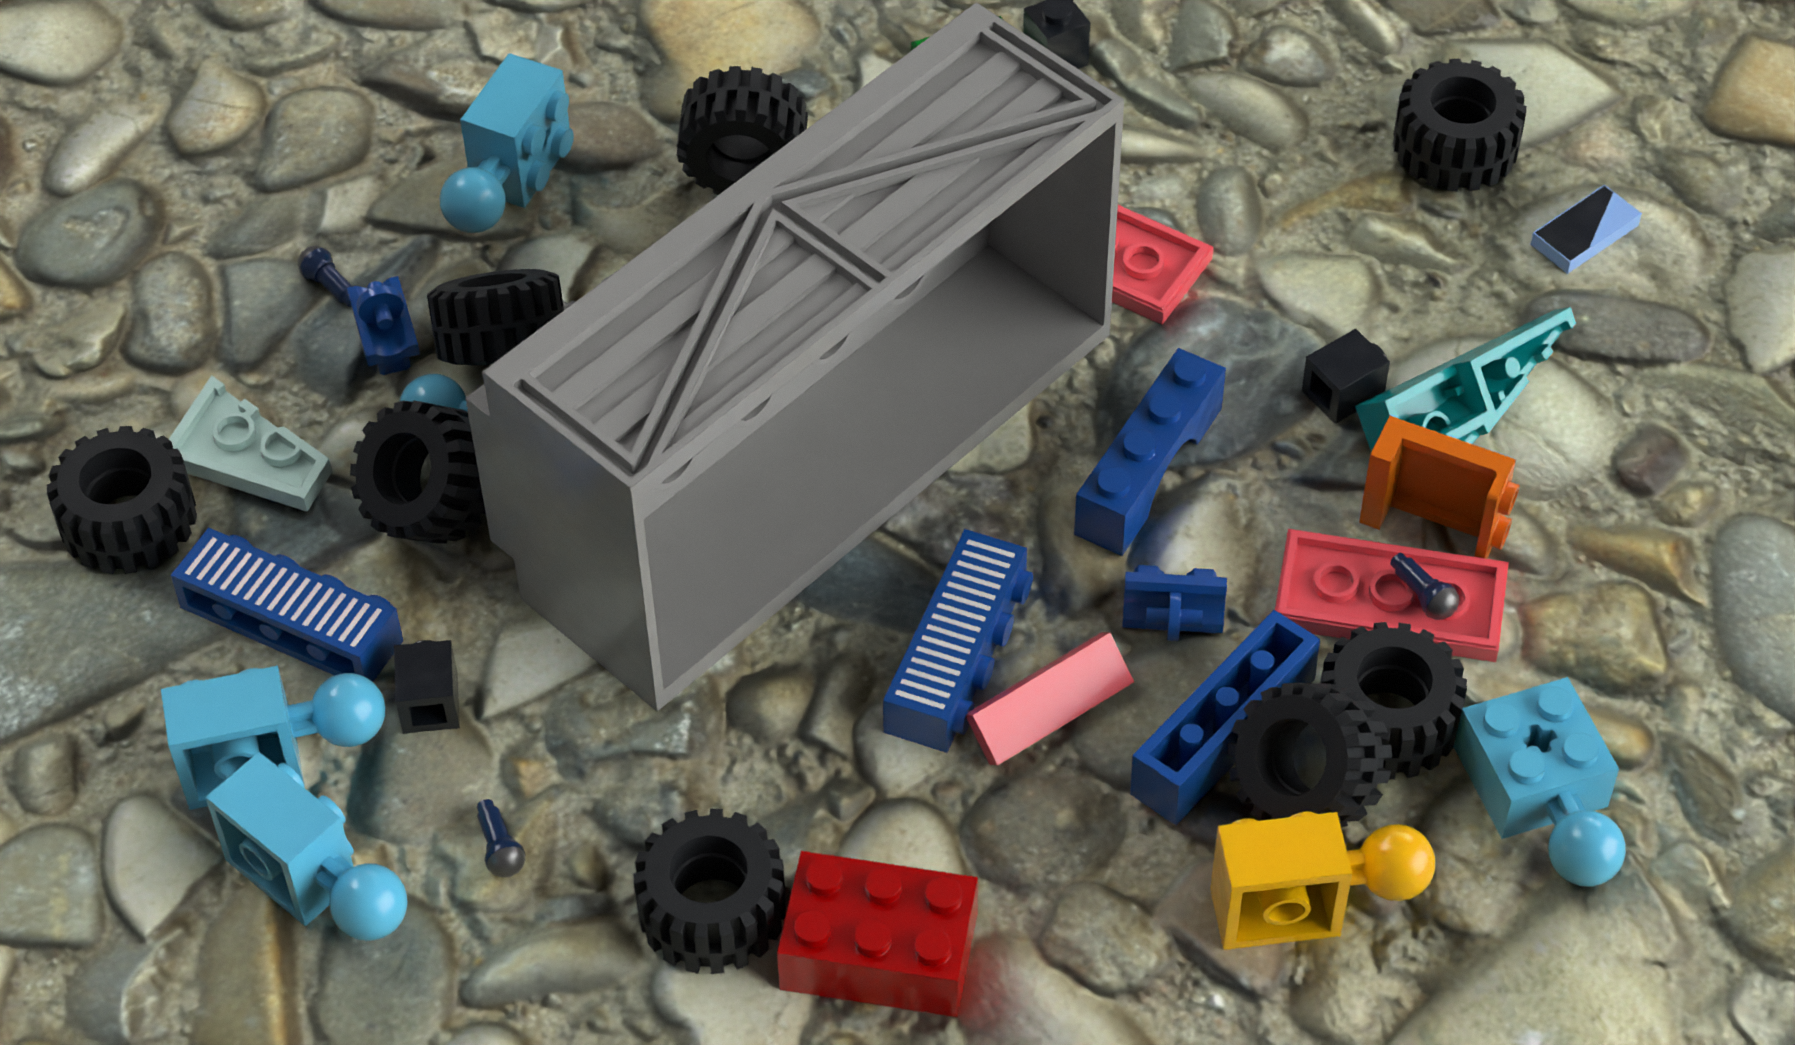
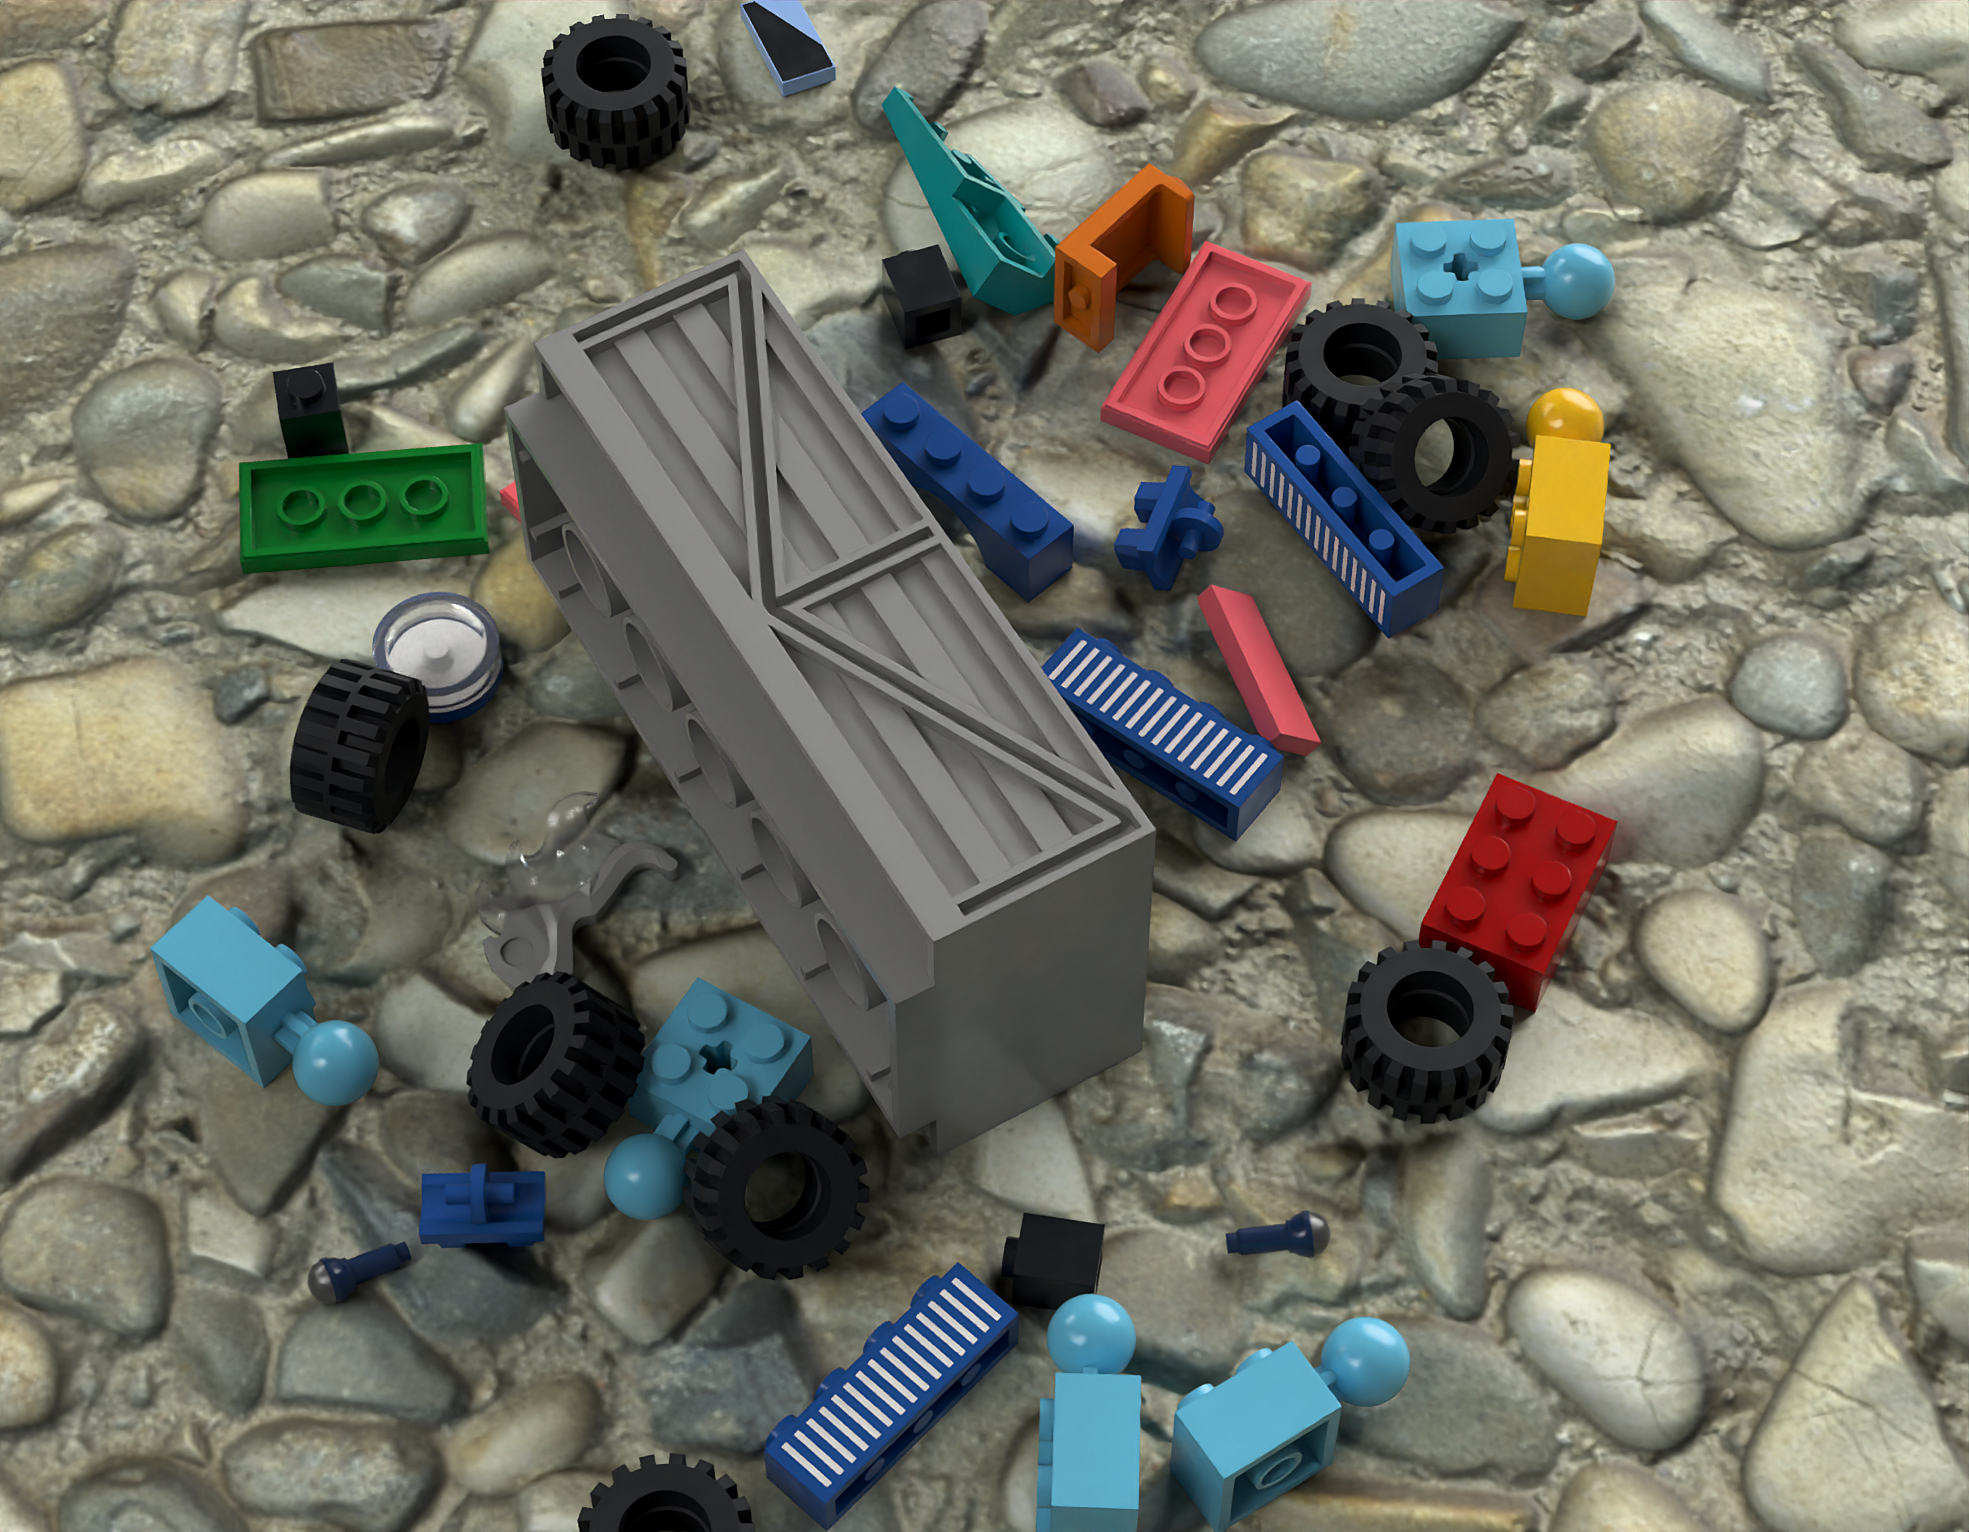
camera: 75 degrees left, 5 degrees up
(242, 450) = (620, 1405): light aqua wing -> none
(1436, 597) = (1245, 305): dark blue piece -> none

